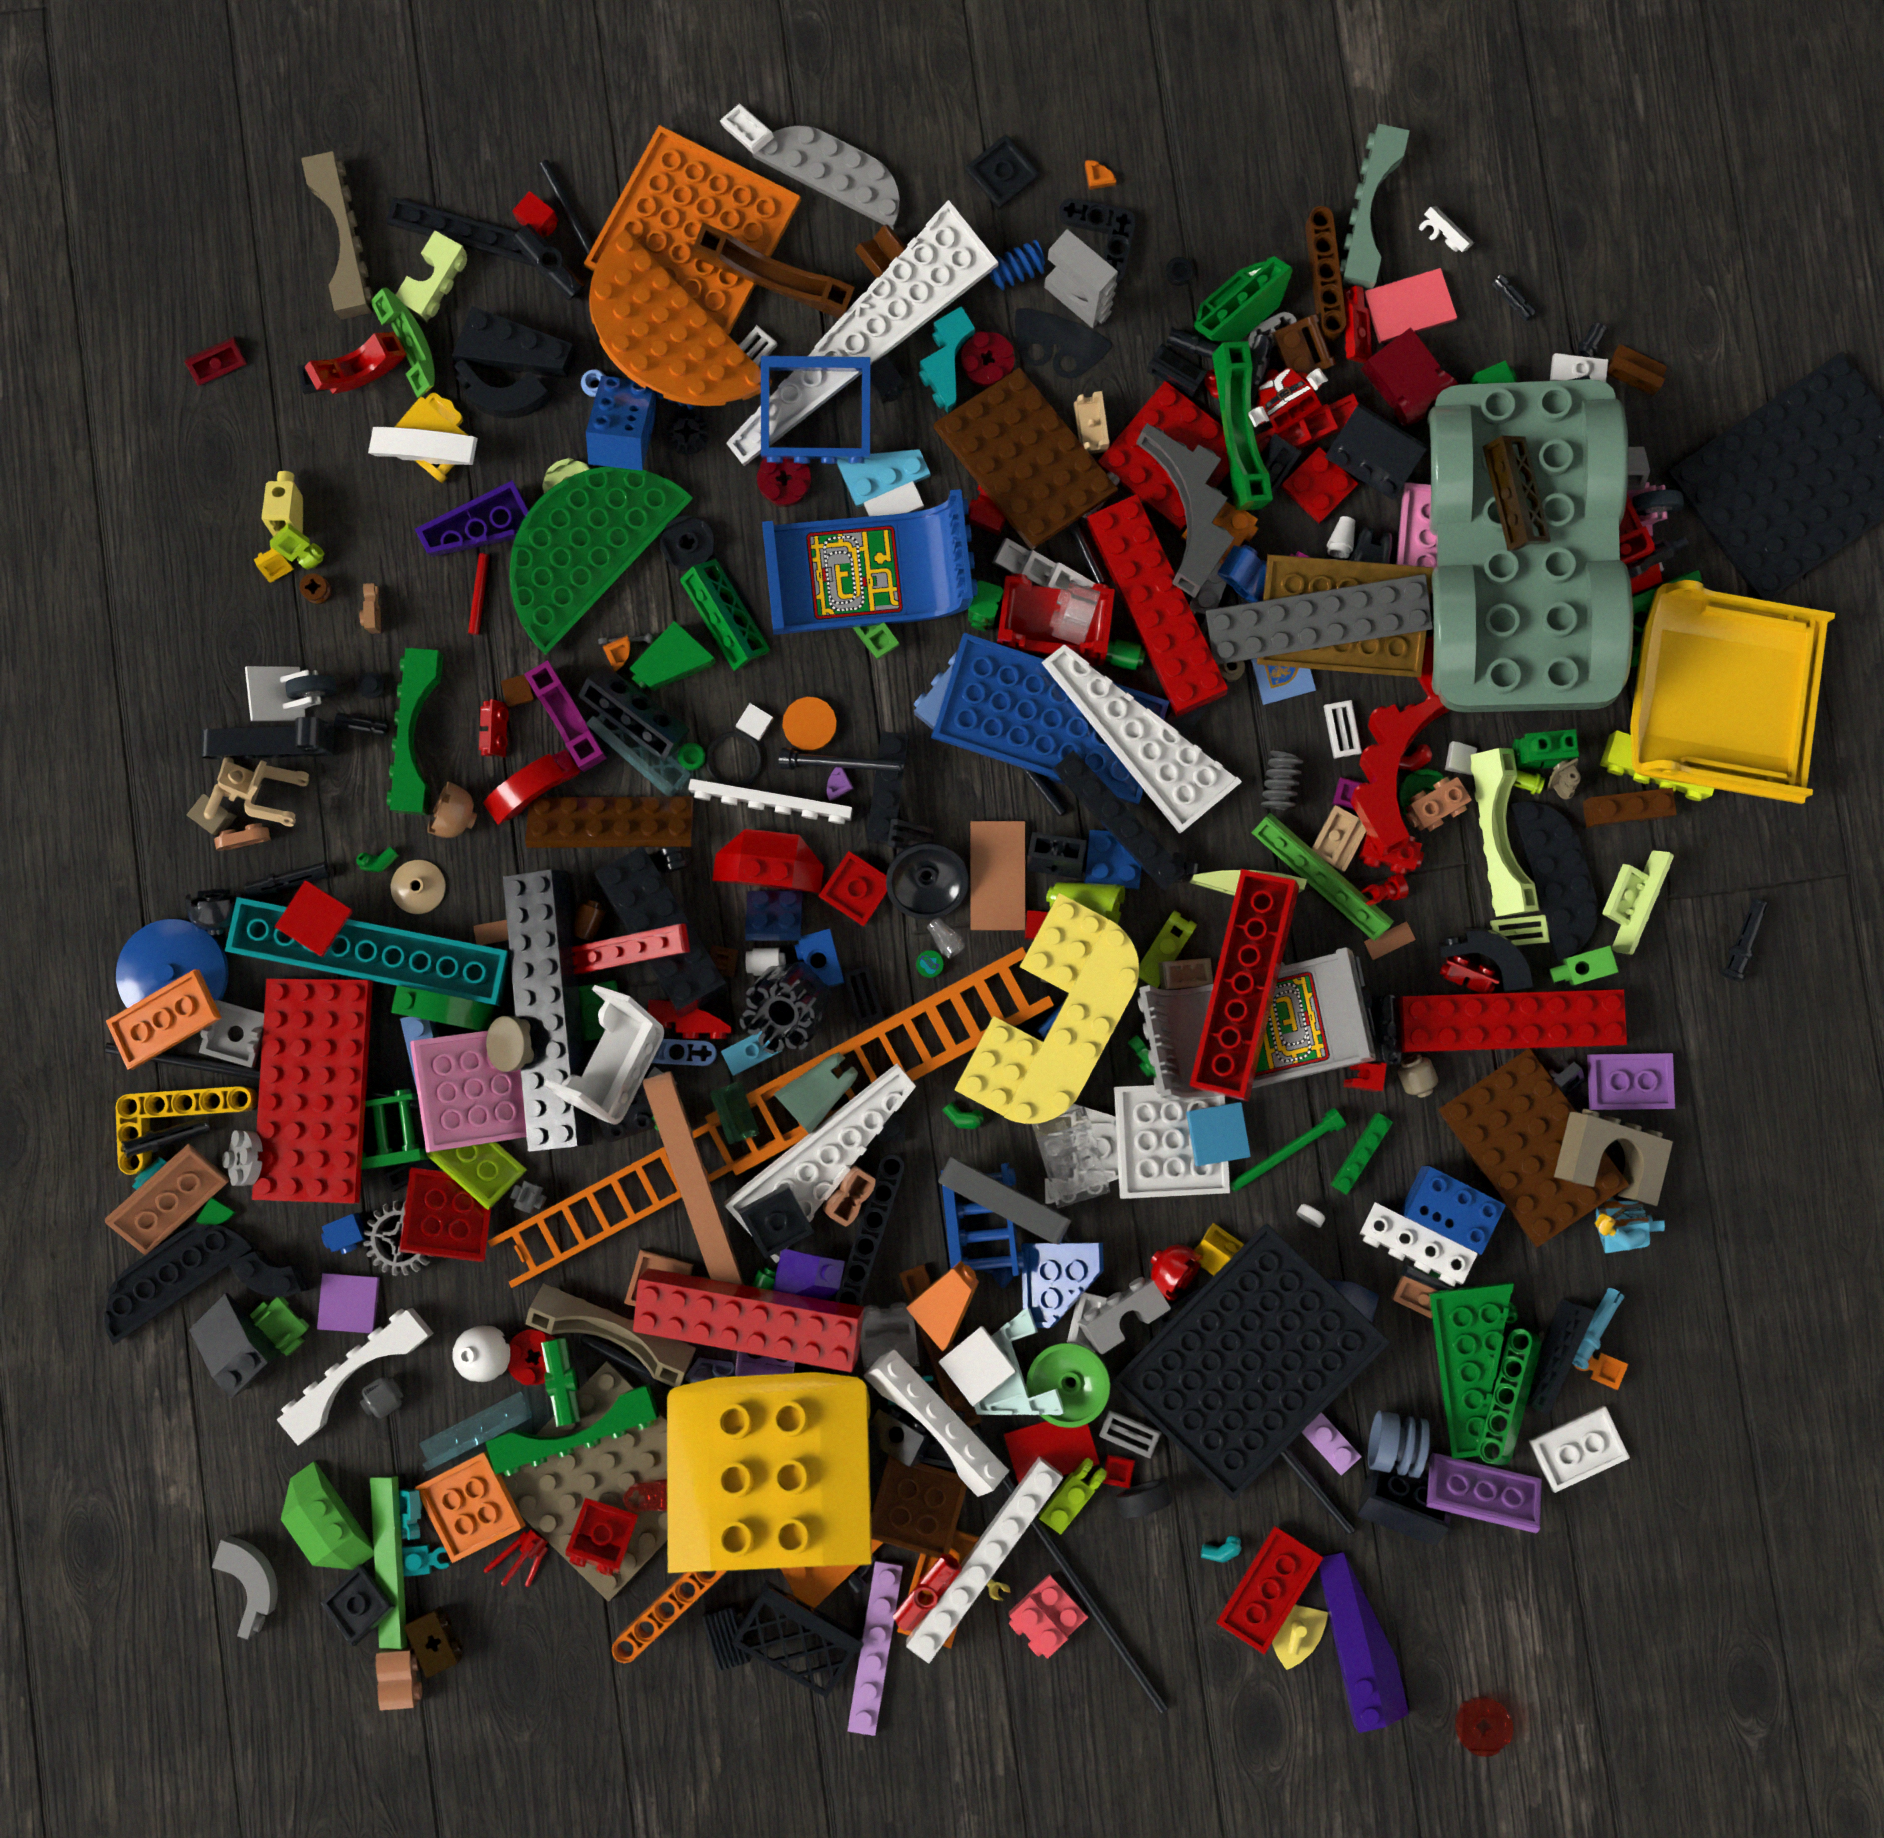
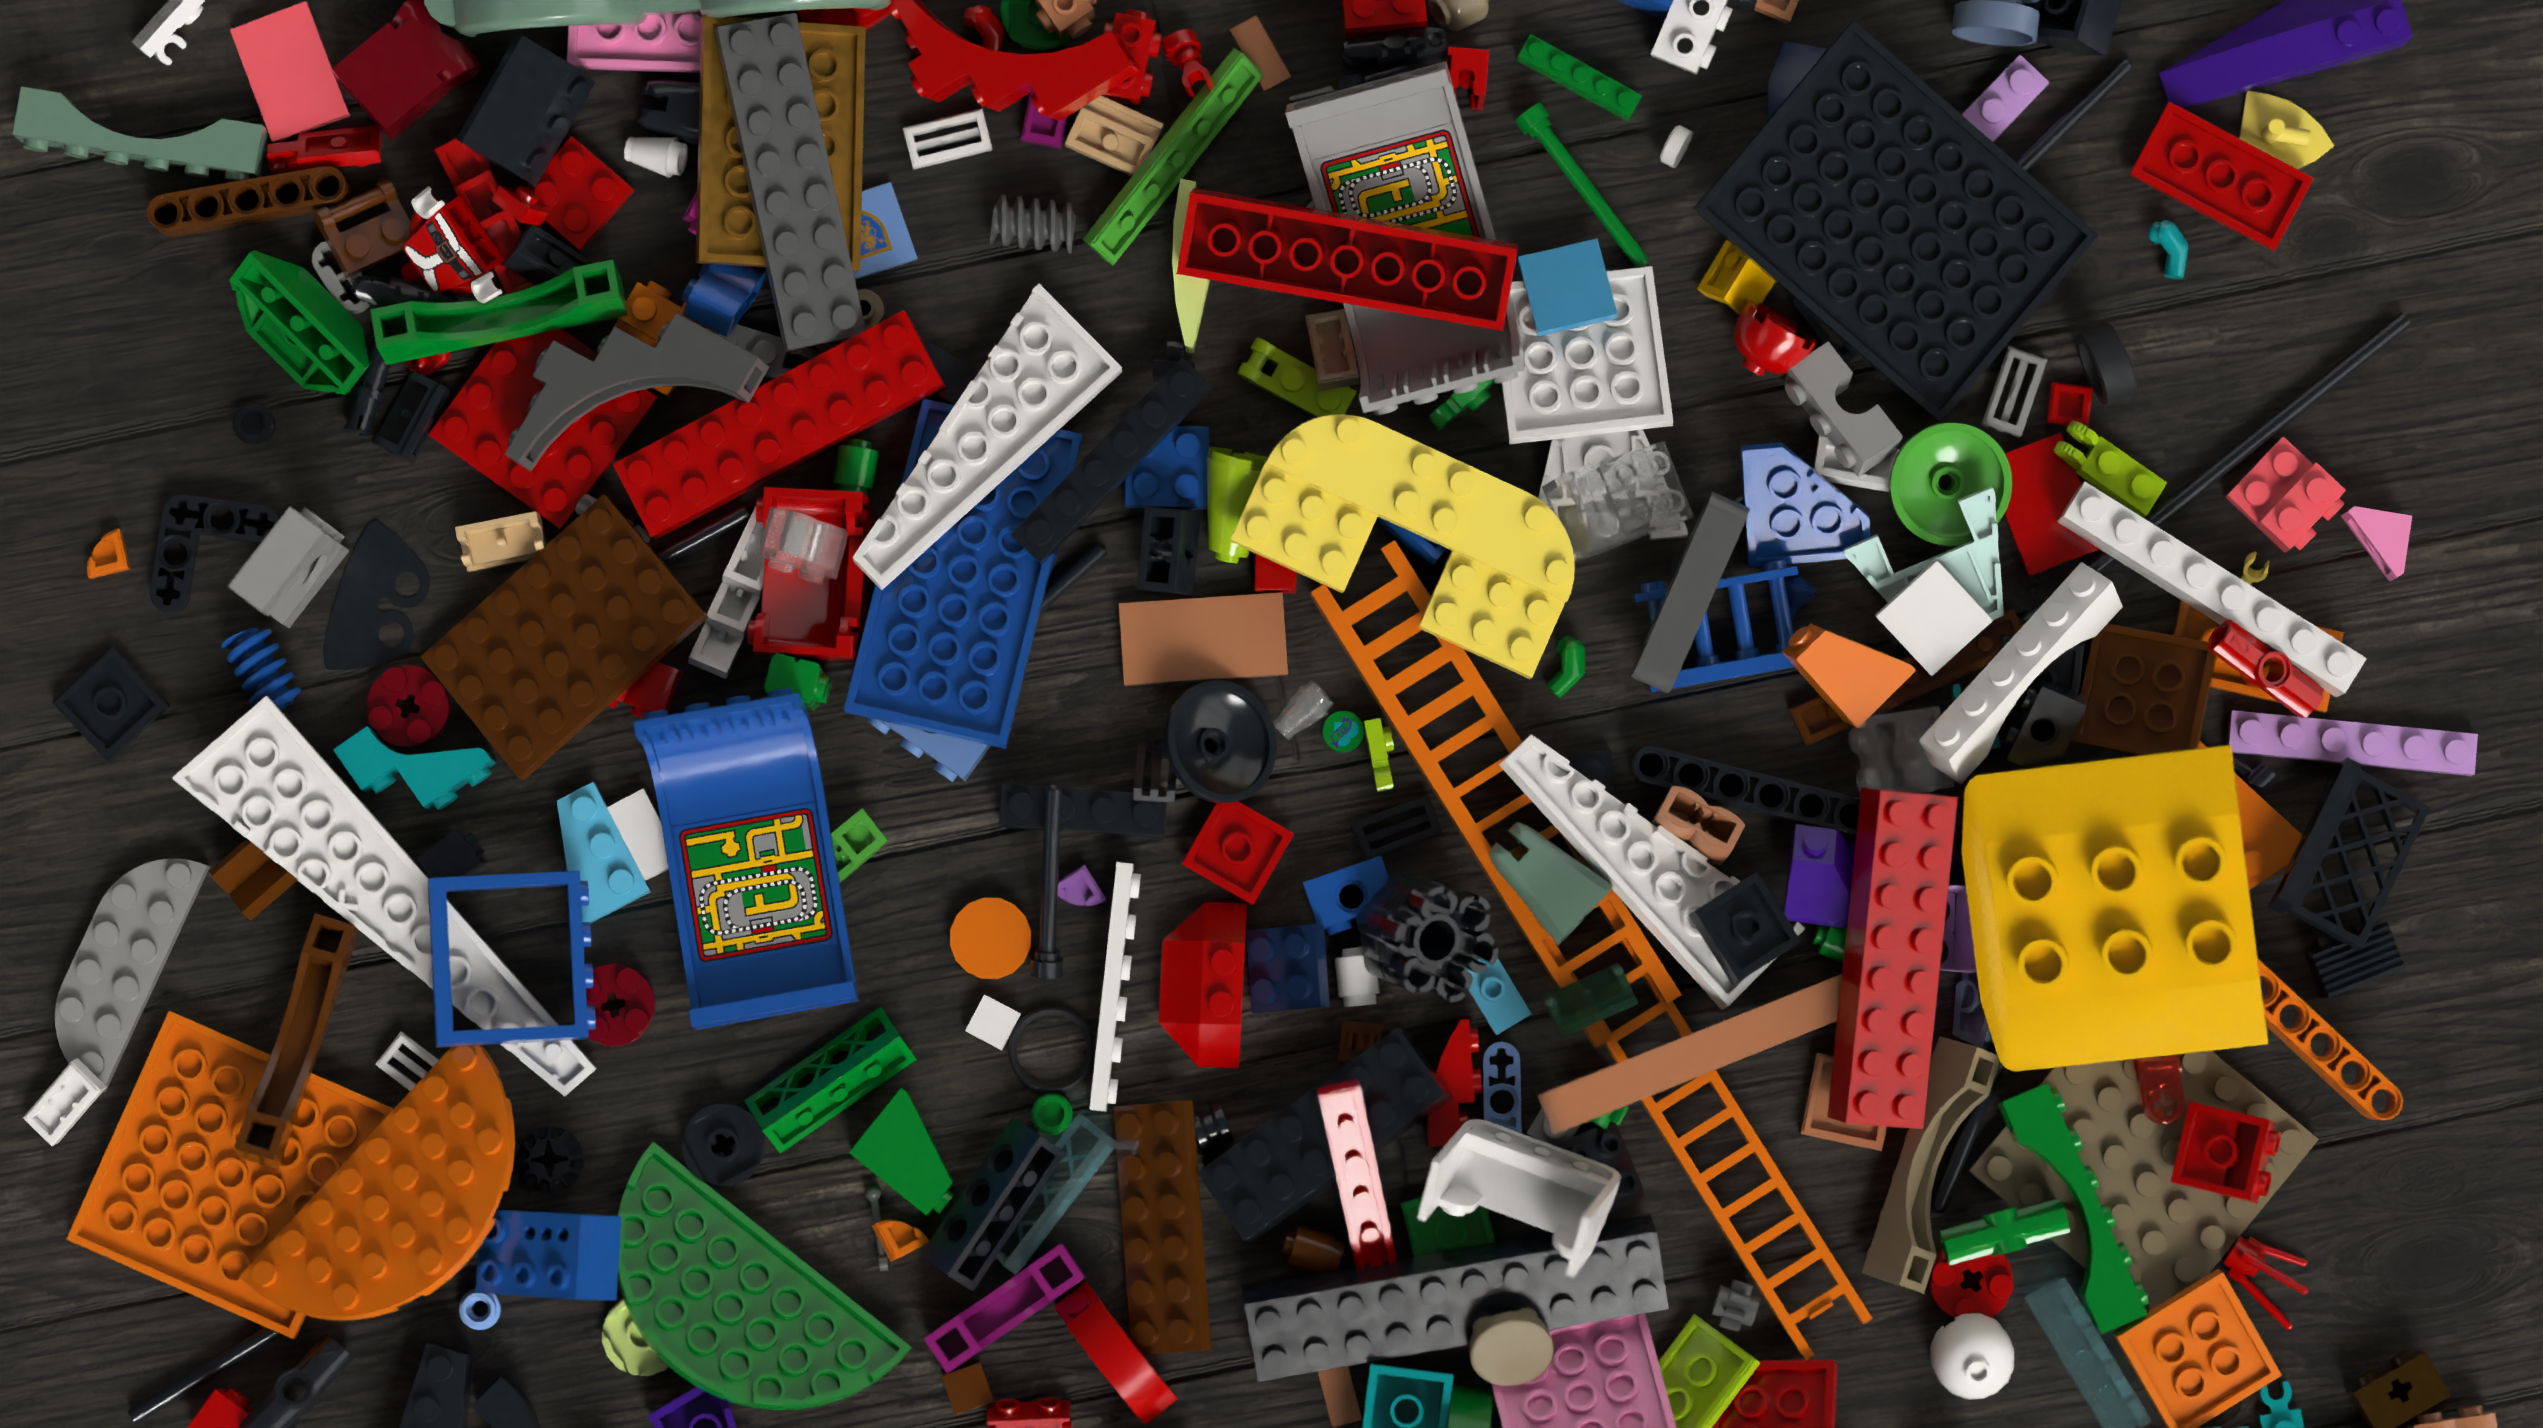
camera: 95 degrees left, 0 degrees up
(920, 987) = (1379, 743): none -> lime plate
(1014, 1681) = (2383, 537): none -> bright pink slope
(1313, 445) = (521, 204): none -> red plate

